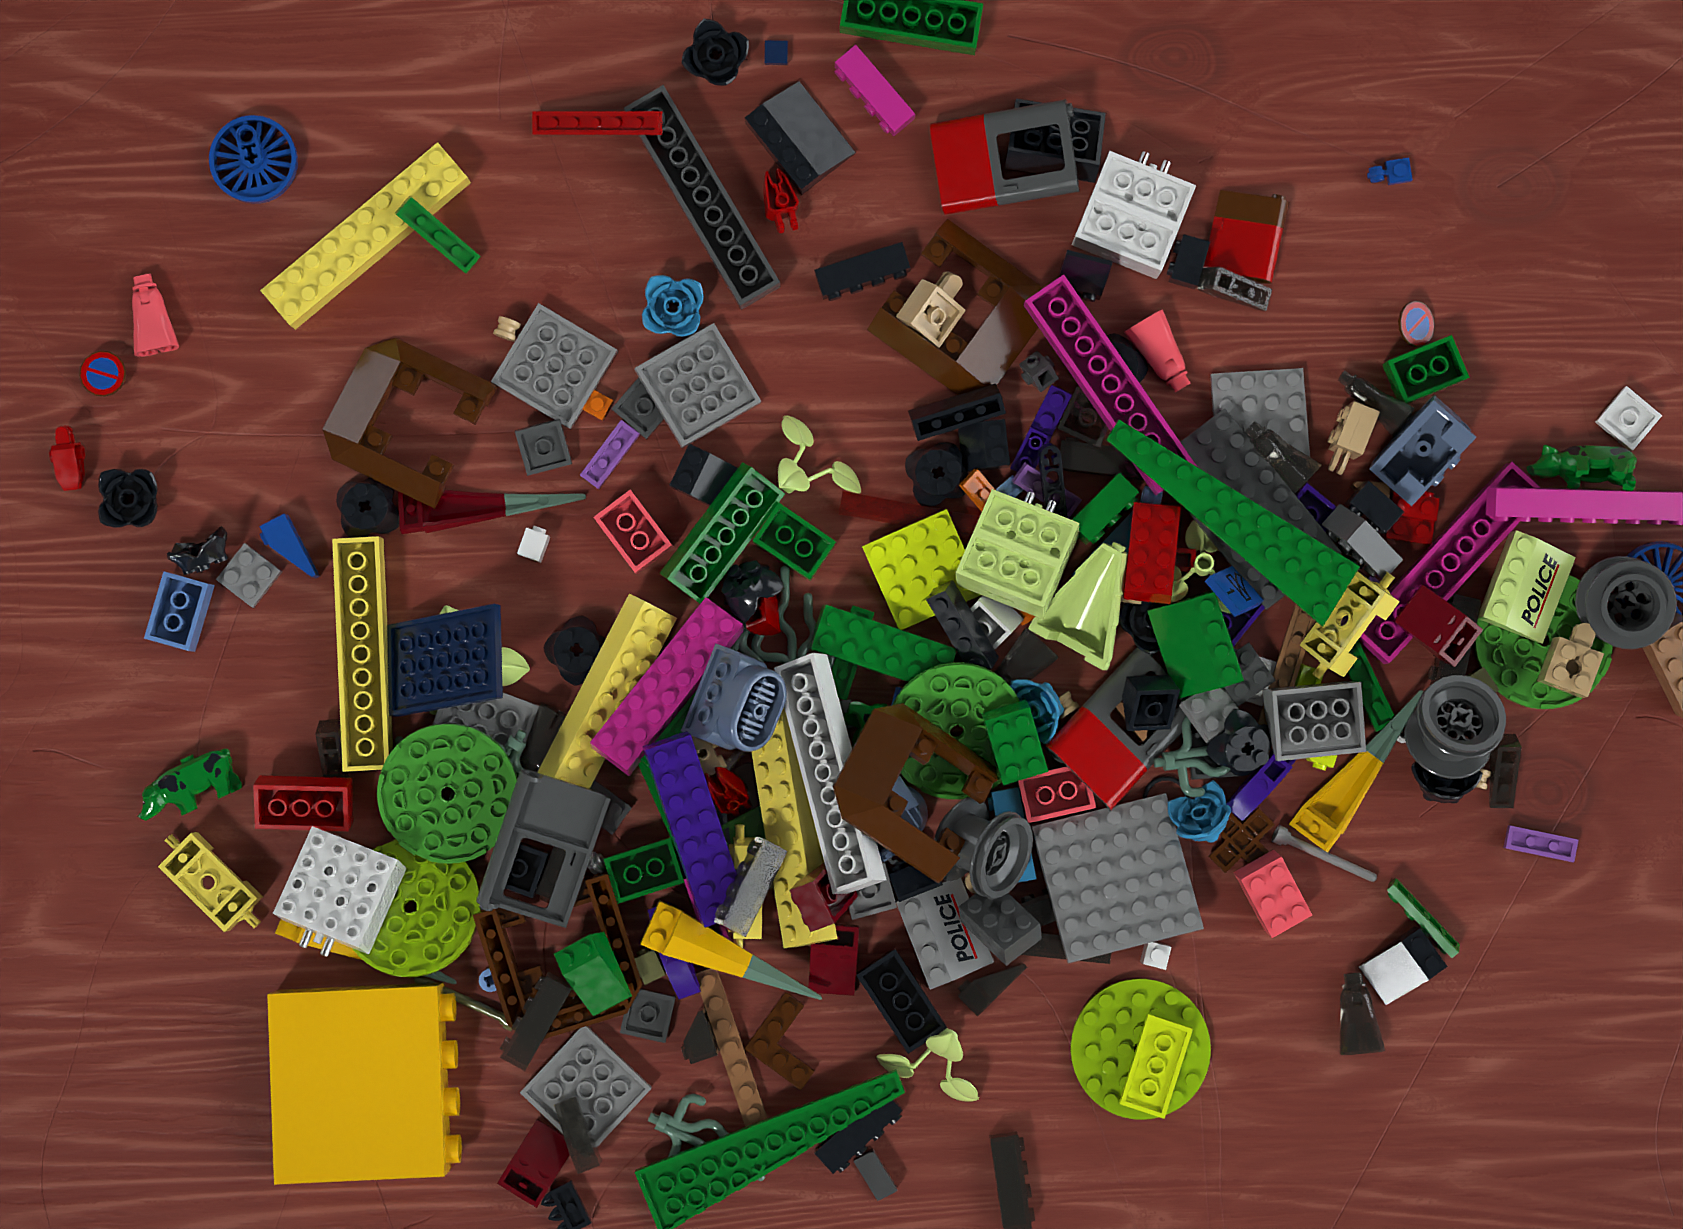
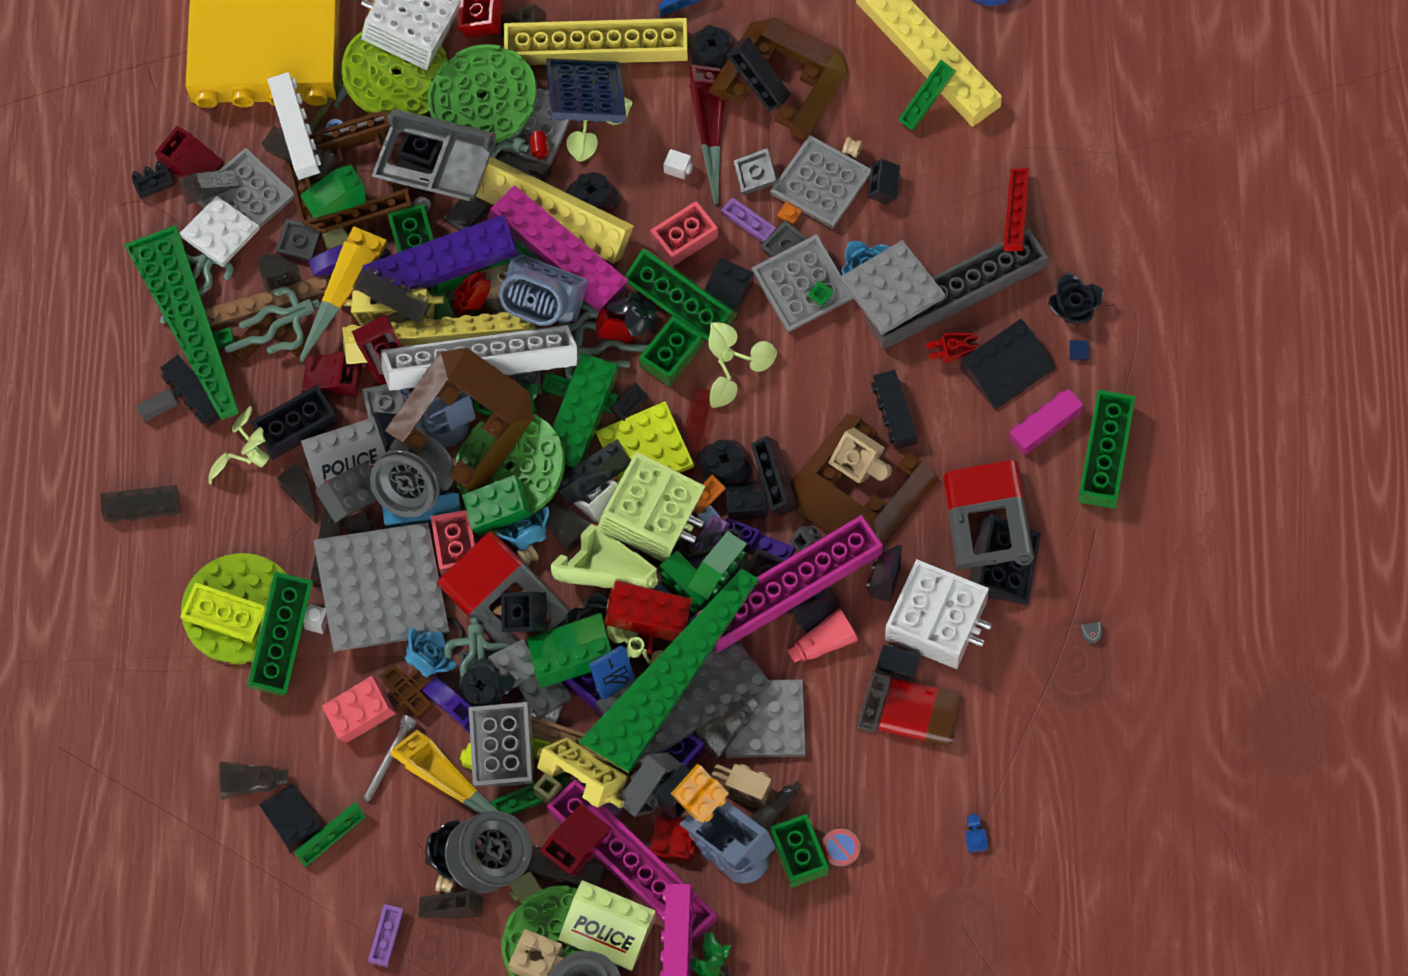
camera: 95 degrees right, 20 degrees down
(416, 443) = (758, 74): none -> black brick
(506, 1030) = (294, 126): none -> white brick
(515, 717) = (539, 145): none -> red brick
(556, 287) = (884, 181): none -> black brick
(642, 1115) = (219, 231): none -> white plate
(709, 272) = (892, 287): none -> light grey plate
(715, 361) = (820, 294): none -> green plate
(752, 1009) = (293, 313): none -> sand green plant
(786, 1097) = (224, 338): none -> green plate
(861, 592) = (628, 402): none -> black plate
(1096, 469) = (717, 565): none -> green brick
(1139, 39) = (1091, 632): none -> dark grey tile
(1185, 996) = (279, 634): none -> green brick
(1369, 663) = (547, 789): none -> olive brick
(1388, 479) = (700, 794): none -> light orange plate

